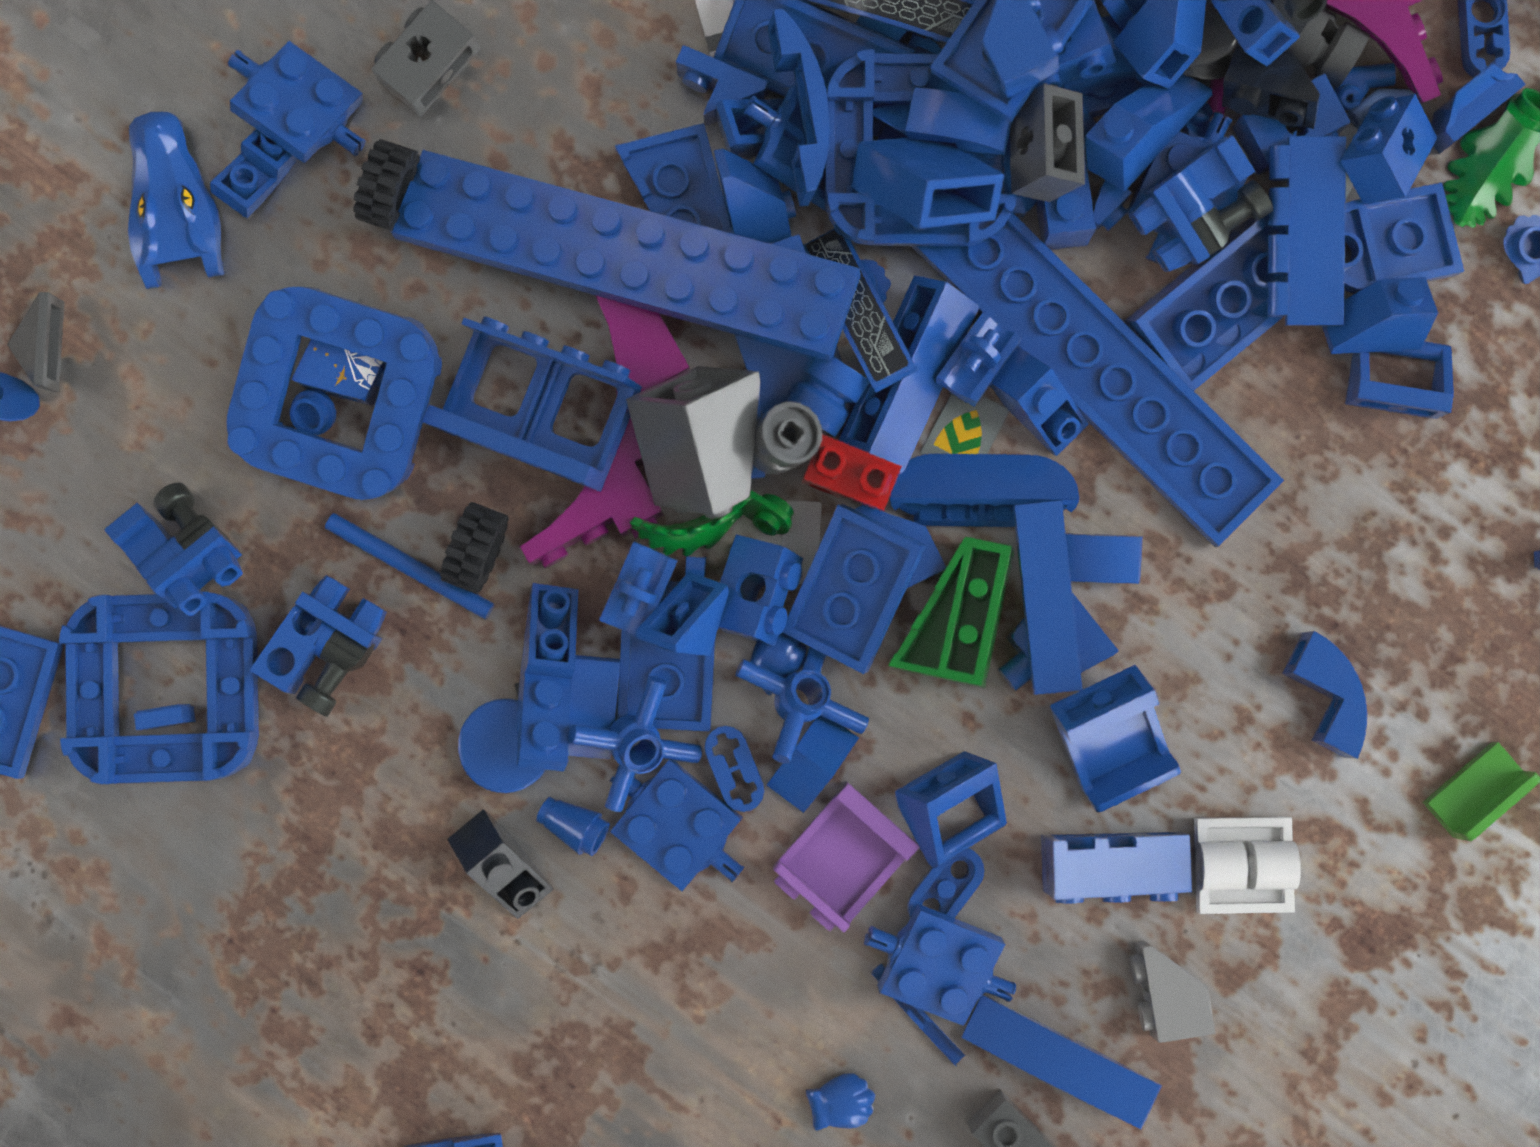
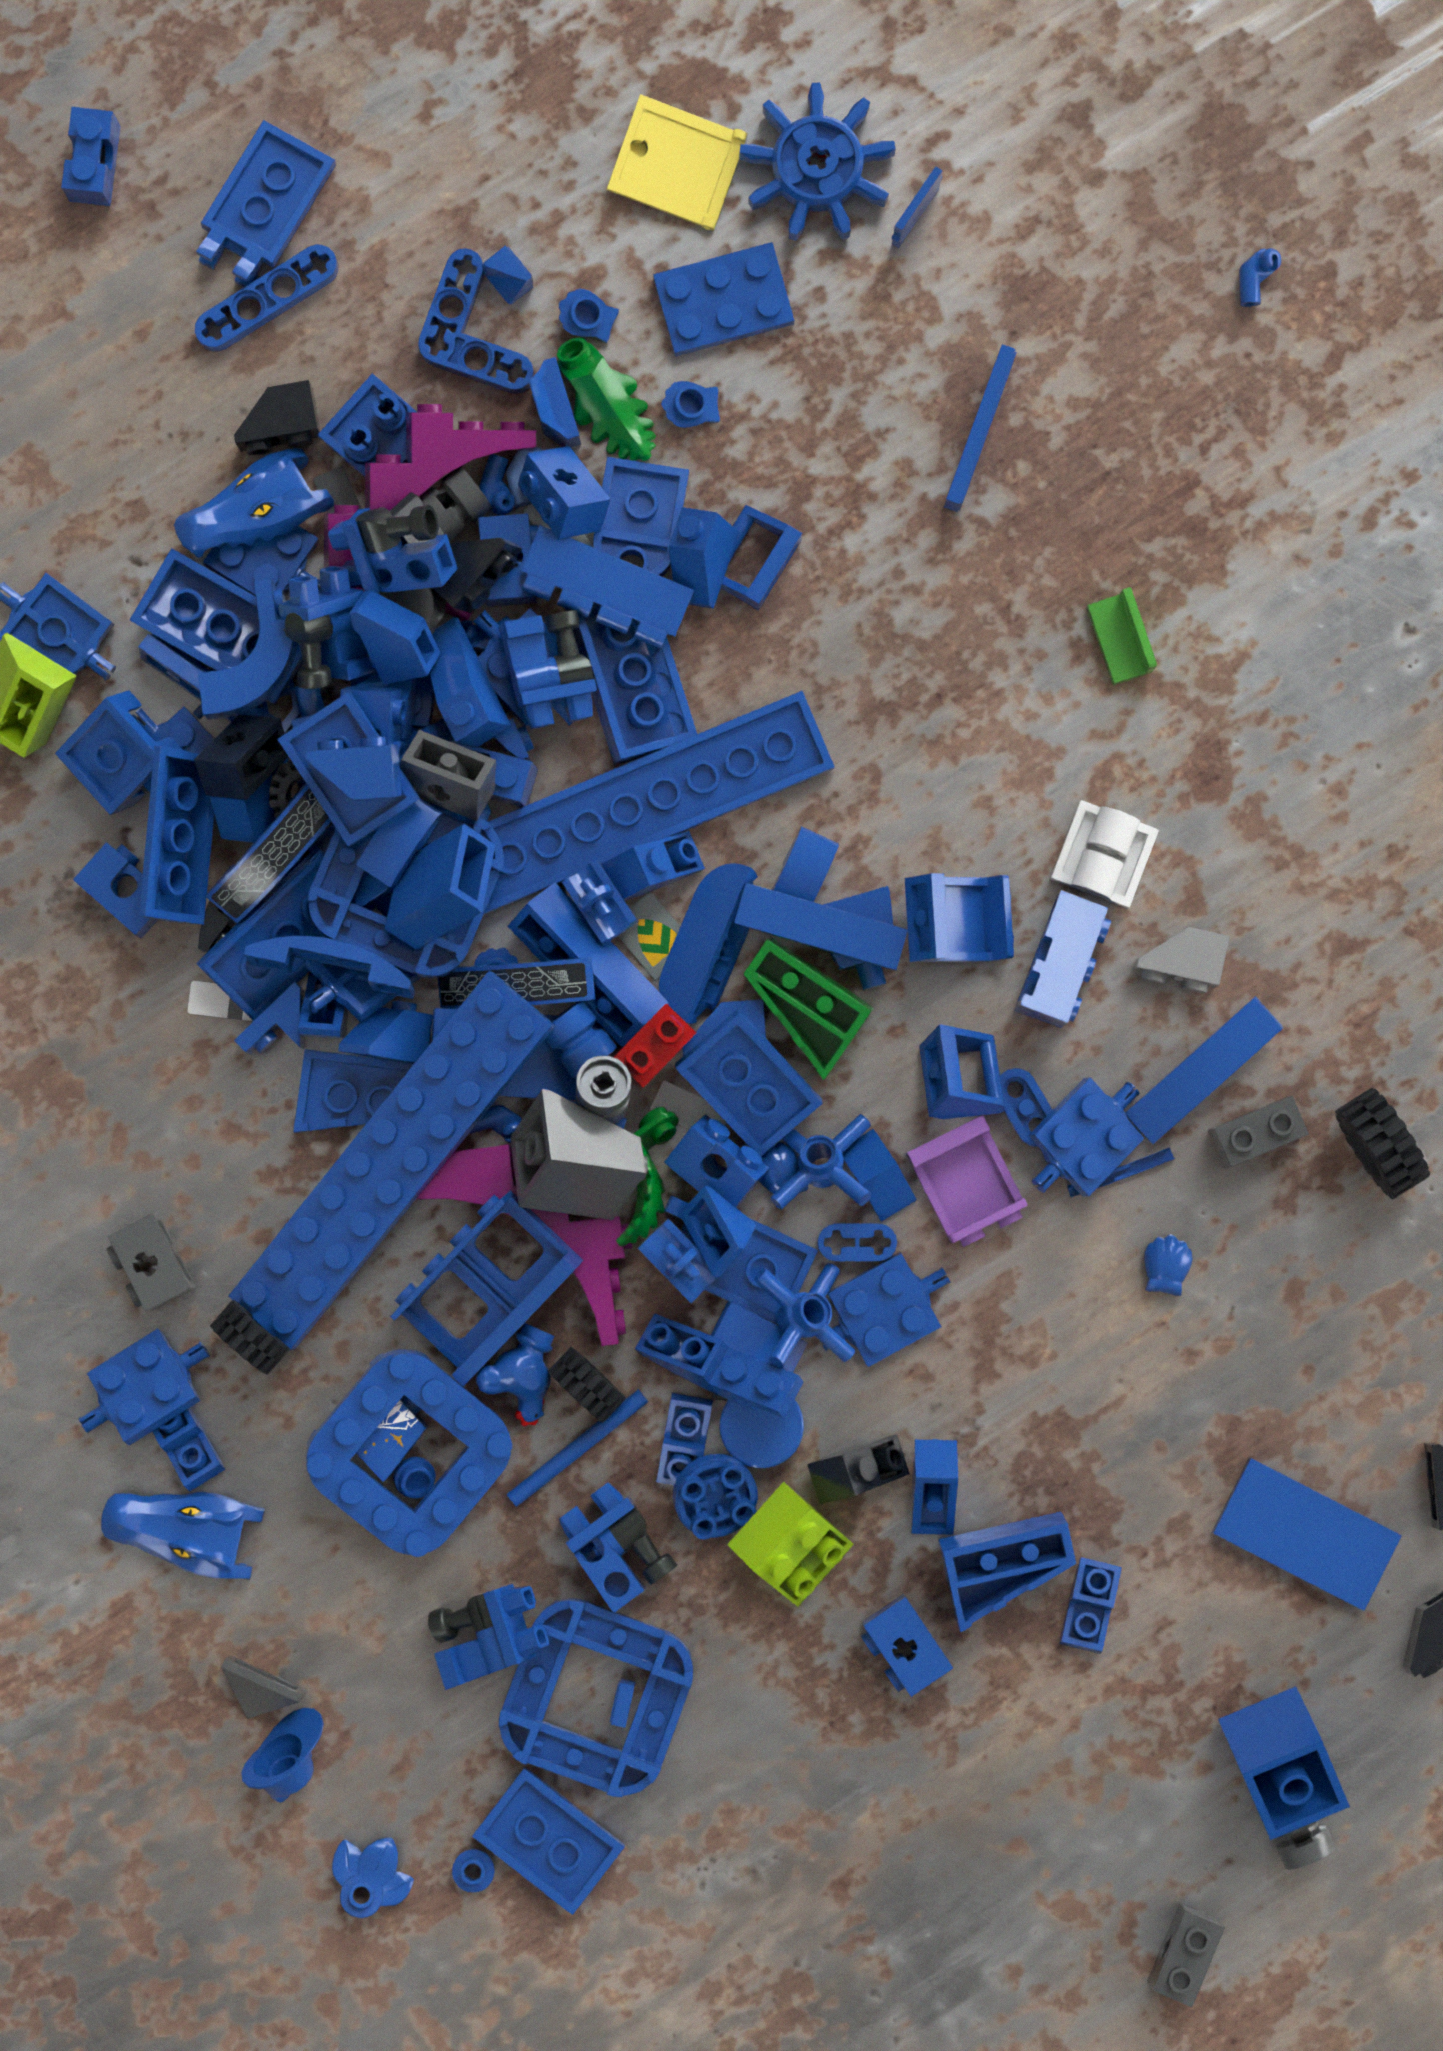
camera: 70 degrees left, 0 degrees up
(330, 1015) = (927, 1660): none -> blue brick
(394, 824) = (790, 1544): none -> lime slope
(413, 727) = (715, 1496): none -> blue tile
(459, 672) = (684, 1435): none -> blue slope
(460, 476) = (521, 1373): none -> blue animal
(461, 1057) = (1002, 1562): none -> blue wedge
(513, 951) = (934, 1486): none -> blue slope
(574, 825) = (851, 1394): blue cone -> none
(713, 346) = (500, 1120): none -> blue arm
(1328, 671) = (973, 720): blue brick -> none

